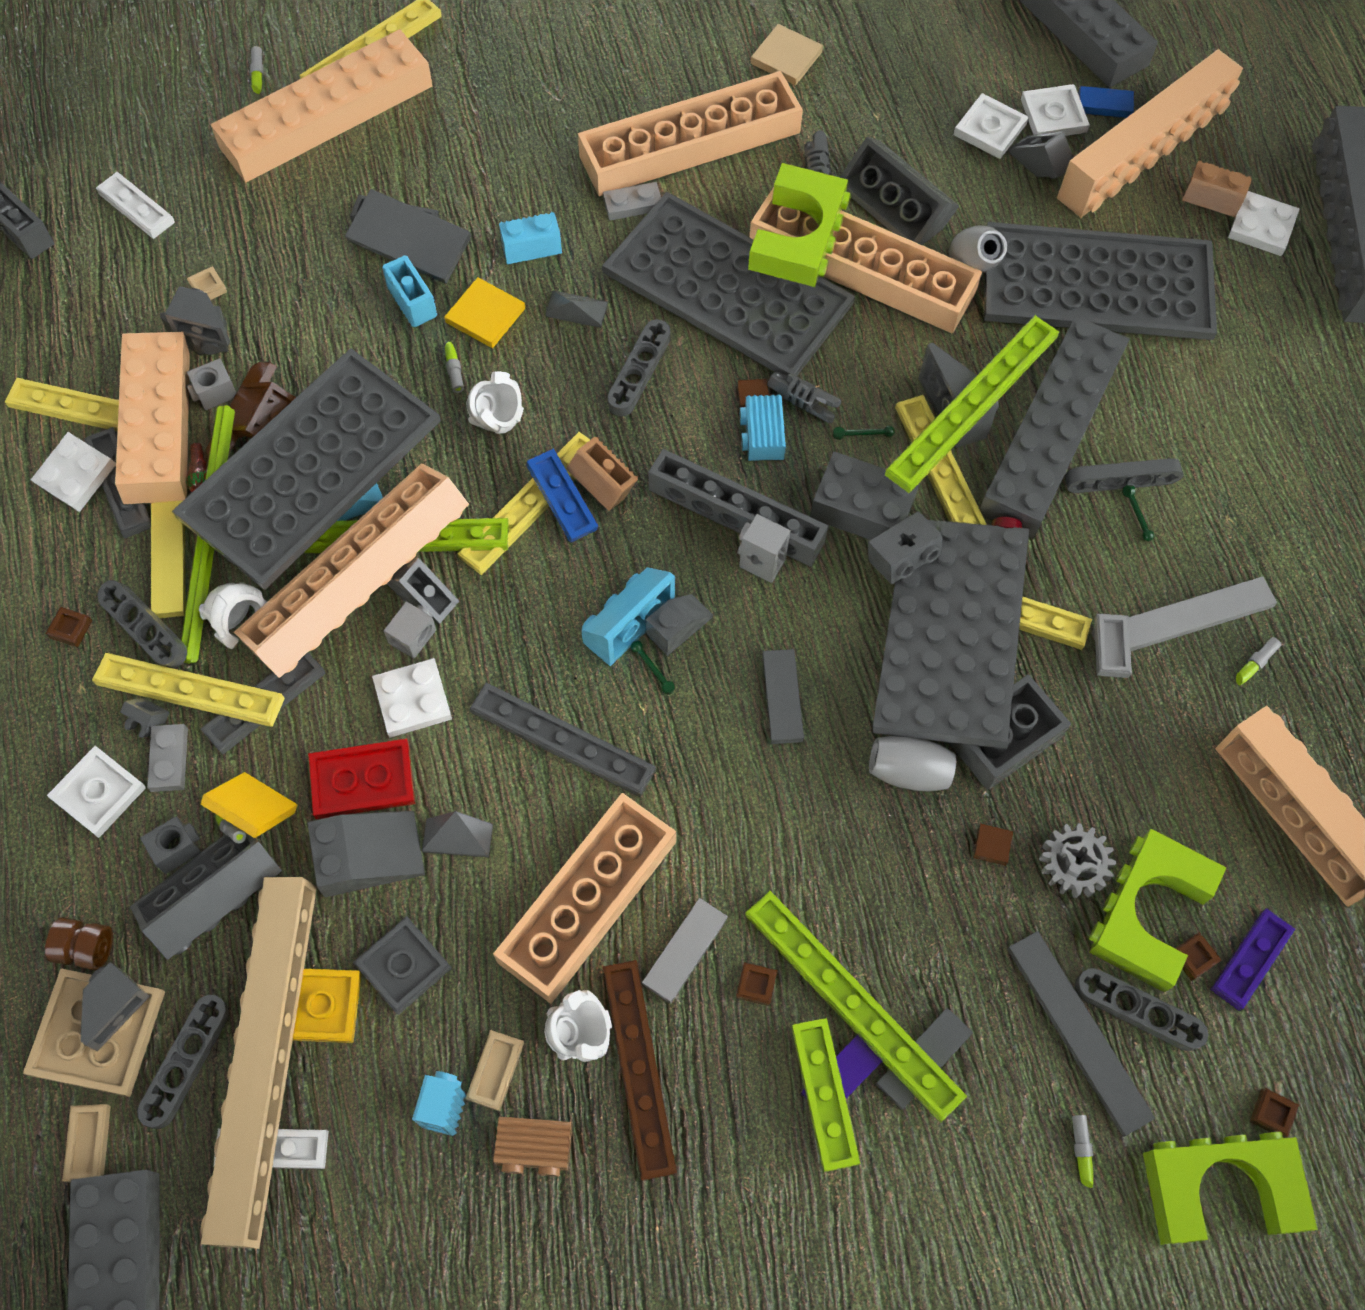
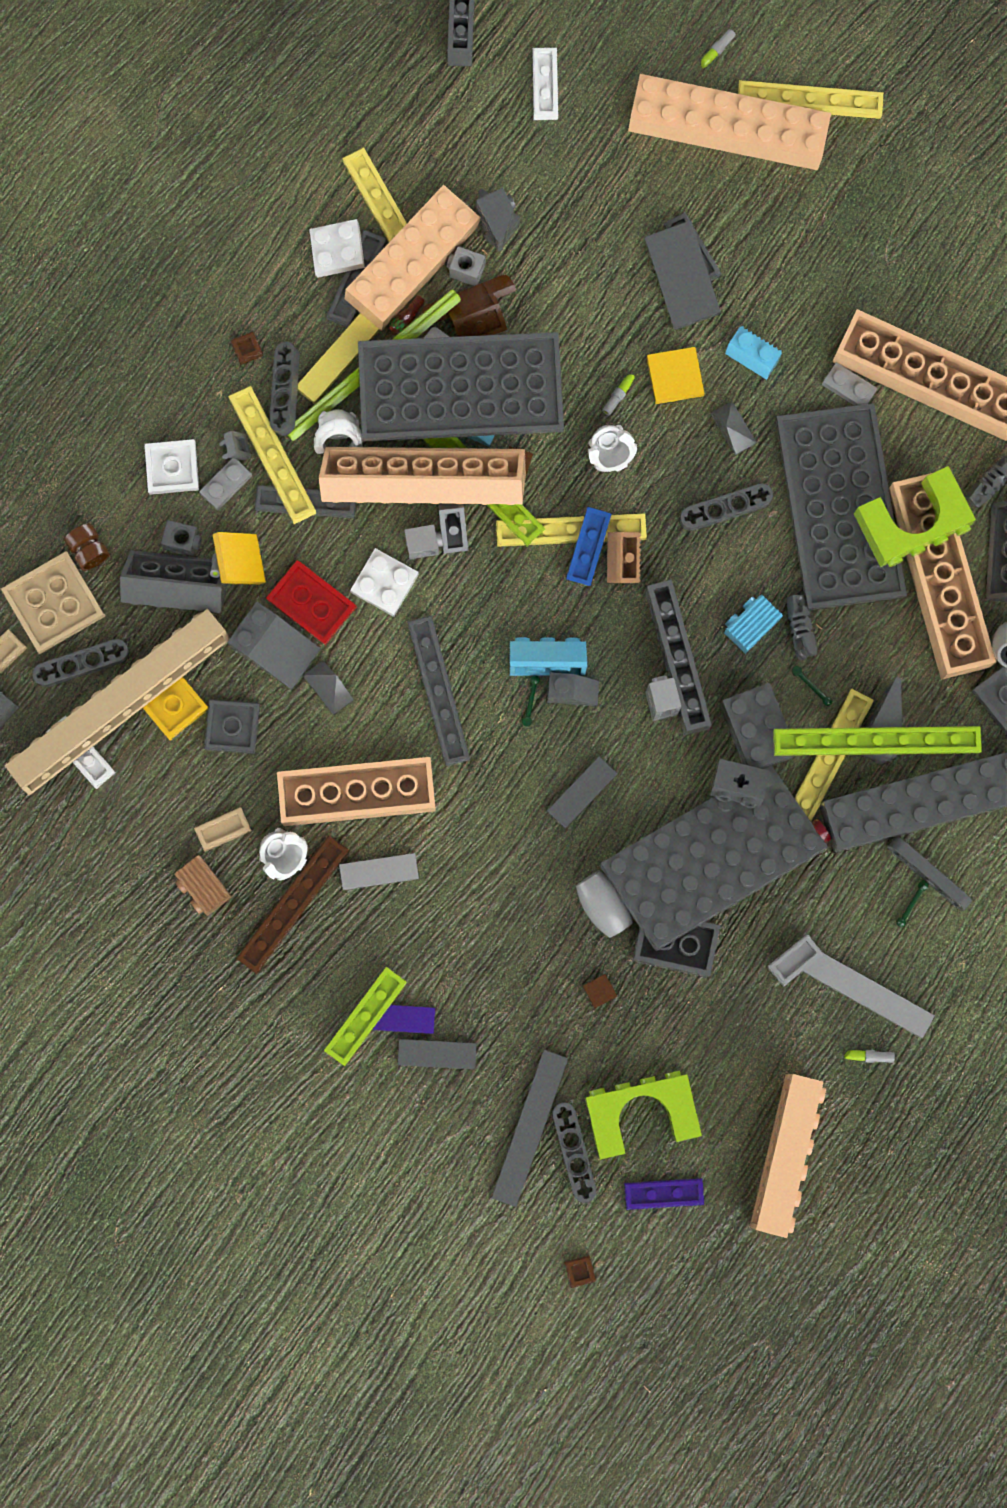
camera: 45 degrees right, 15 degrees up
(108, 1004) = (71, 596): dark grey slope -> none
(208, 282) = (532, 188): tan tile -> none
(409, 291) = (641, 318): medium azure brick -> none
(439, 1103) = (177, 818): medium azure brick -> none
(751, 387) = (774, 592): reddish brown tile -> none
(756, 984) = (396, 927): reddish brown tile -> none
(856, 1007) = (431, 990): lime tile -> none
(1054, 623) = (781, 911): light yellow tile -> none
(1083, 1150) = (464, 1180): light grey piece -> none
(1090, 864) = (636, 1063): light grey gear -> none
(1200, 956) = (636, 1160): reddish brown tile -> none
(1270, 1162) = (546, 1287): lime arch -> none

